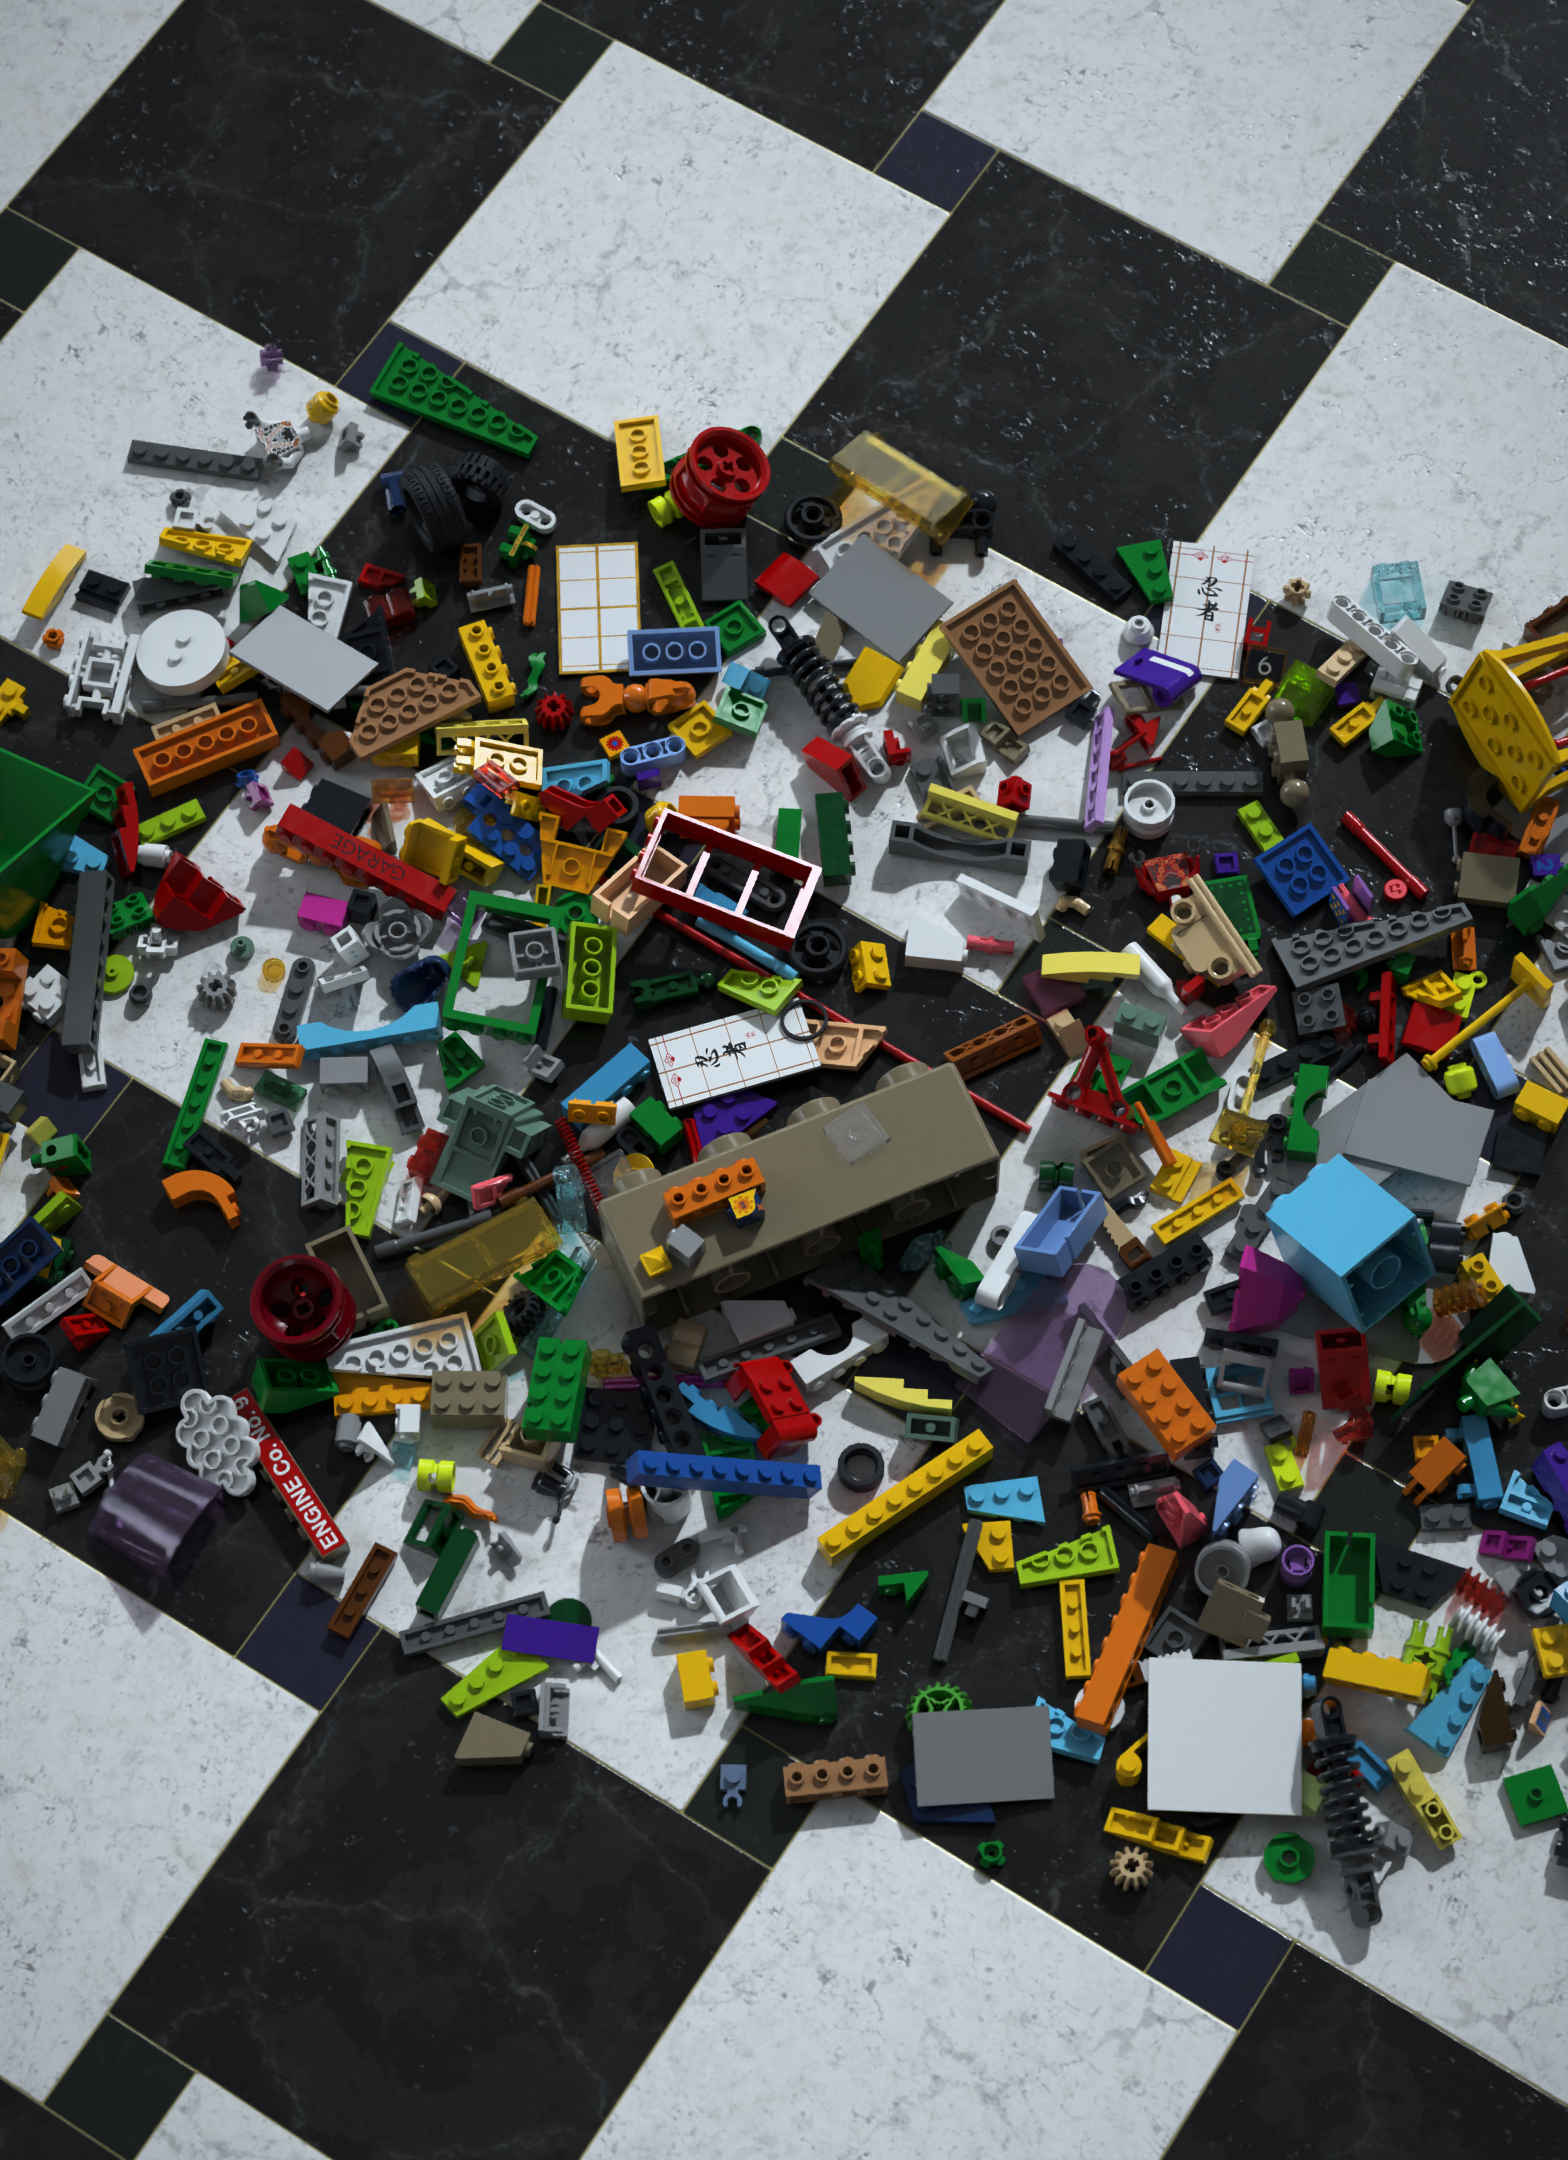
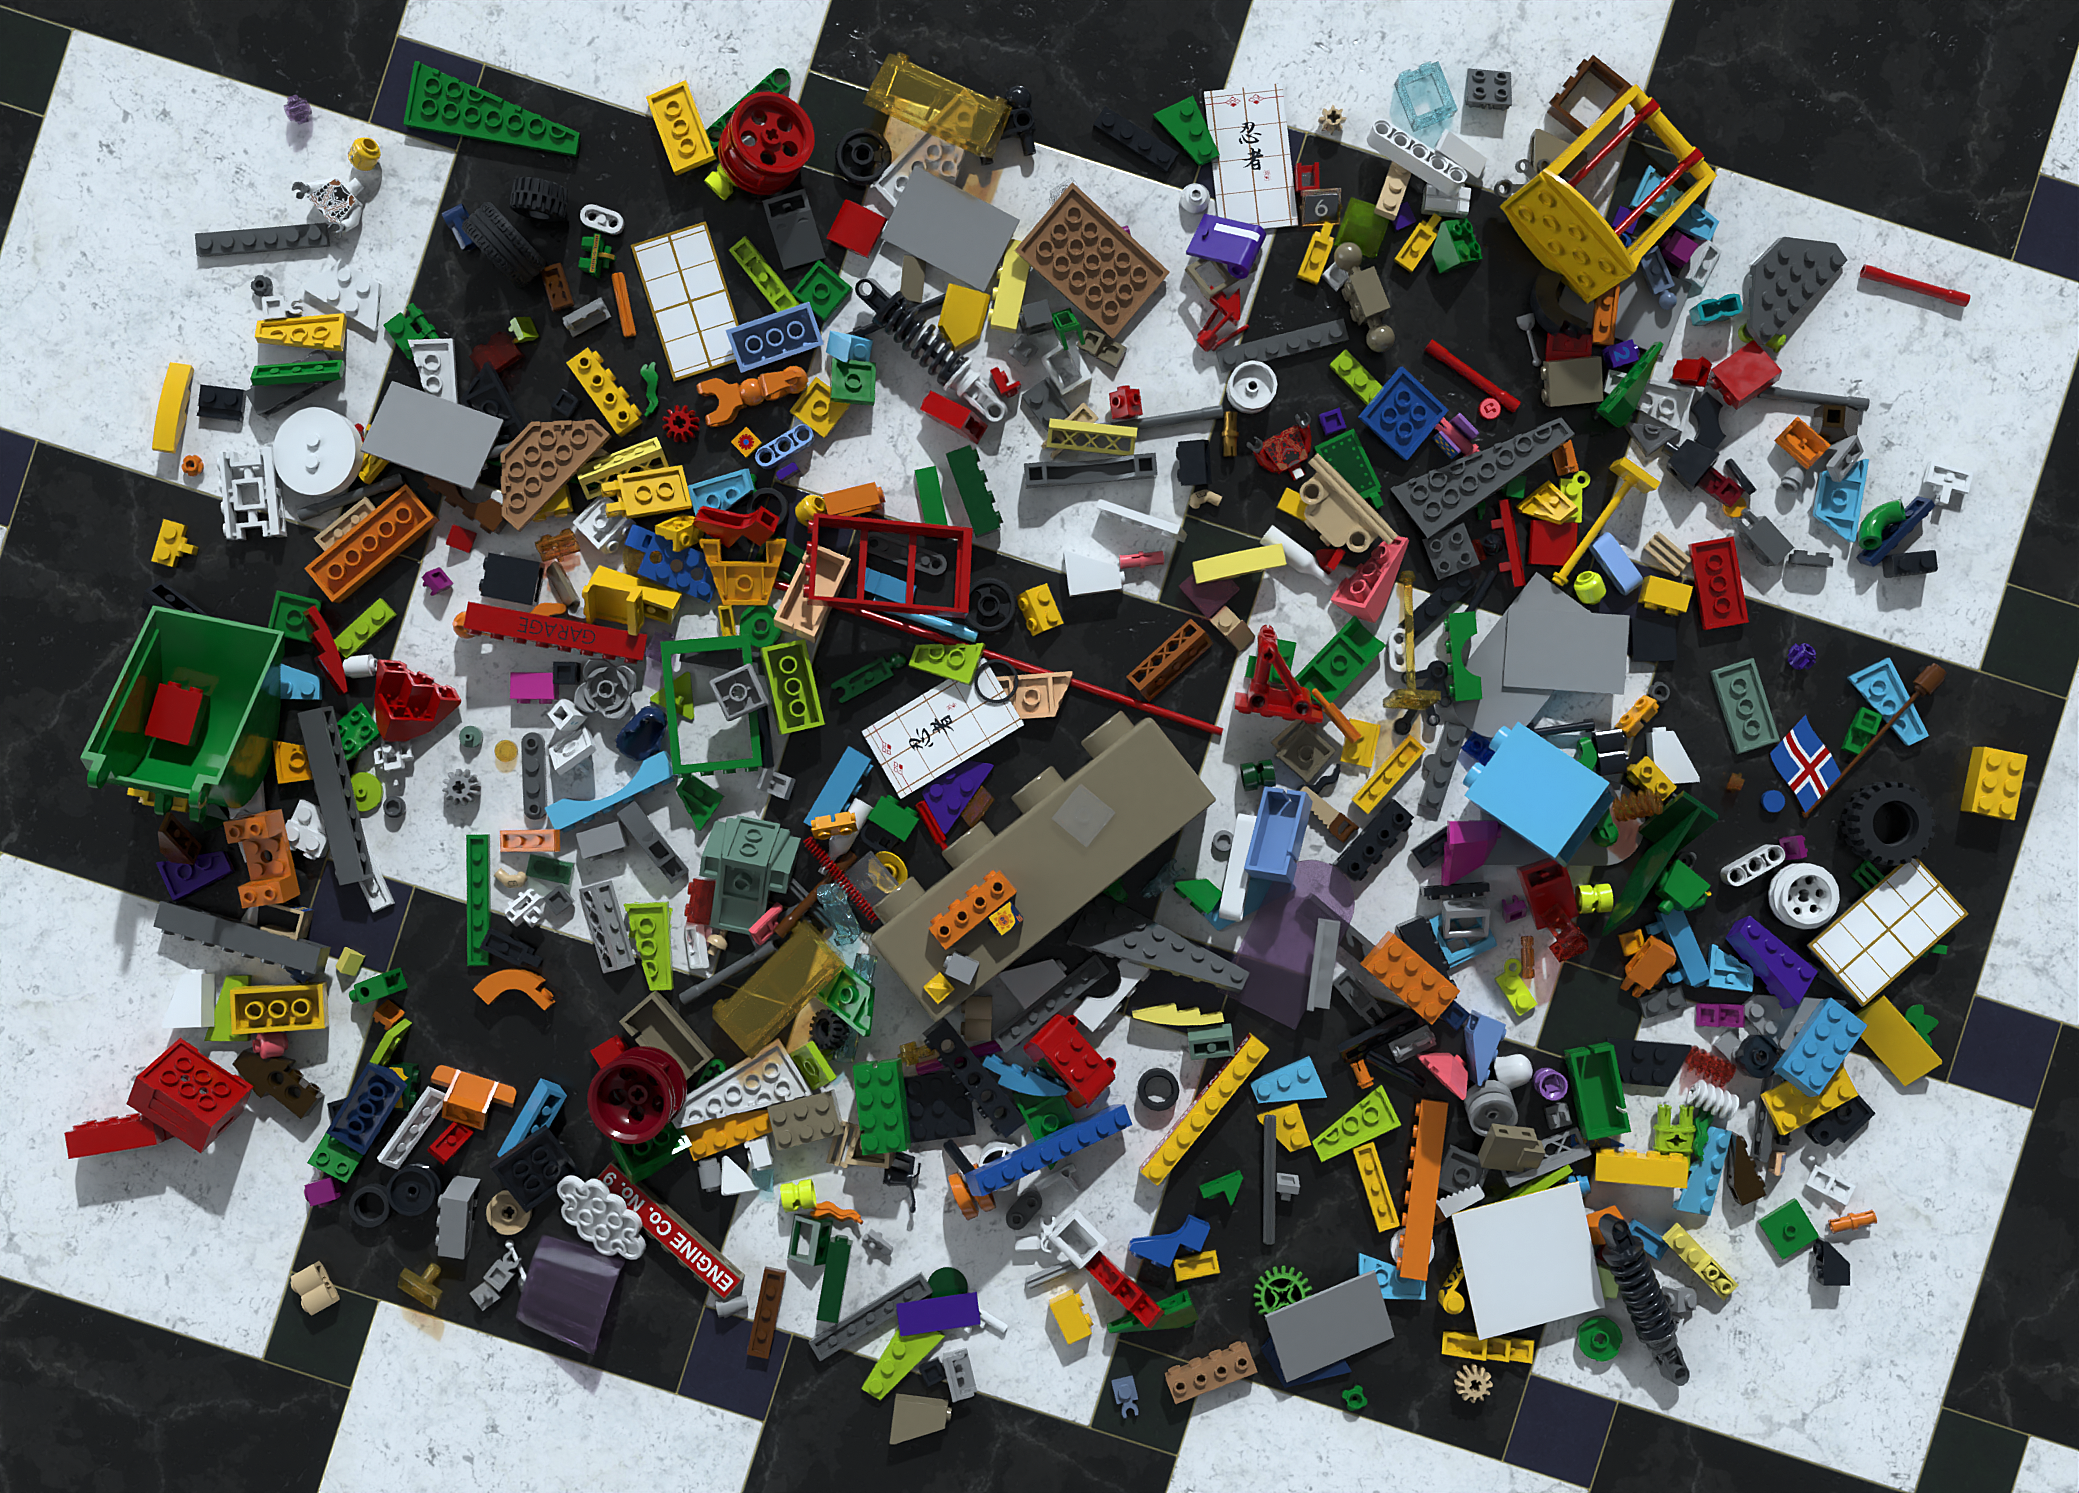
camera: 20 degrees left, 25 degrees up
(245, 778) = (419, 566): blue plate -> none
(259, 599) = (372, 381): green slope -> none
(348, 437) = (399, 180): light grey tile -> none
(379, 578) = (475, 322): red tile -> none
(492, 780) = (663, 530): clear red tile -> none
(1083, 711) = (1165, 297): black plate -> none
(1099, 770) = (1196, 358): lavender tile -> none
(1139, 1024) = (1295, 606): sand green brick -> none
(1276, 1429) = (1502, 960): black tile -> none
(1305, 1513) = (1545, 1032): black piece -> none

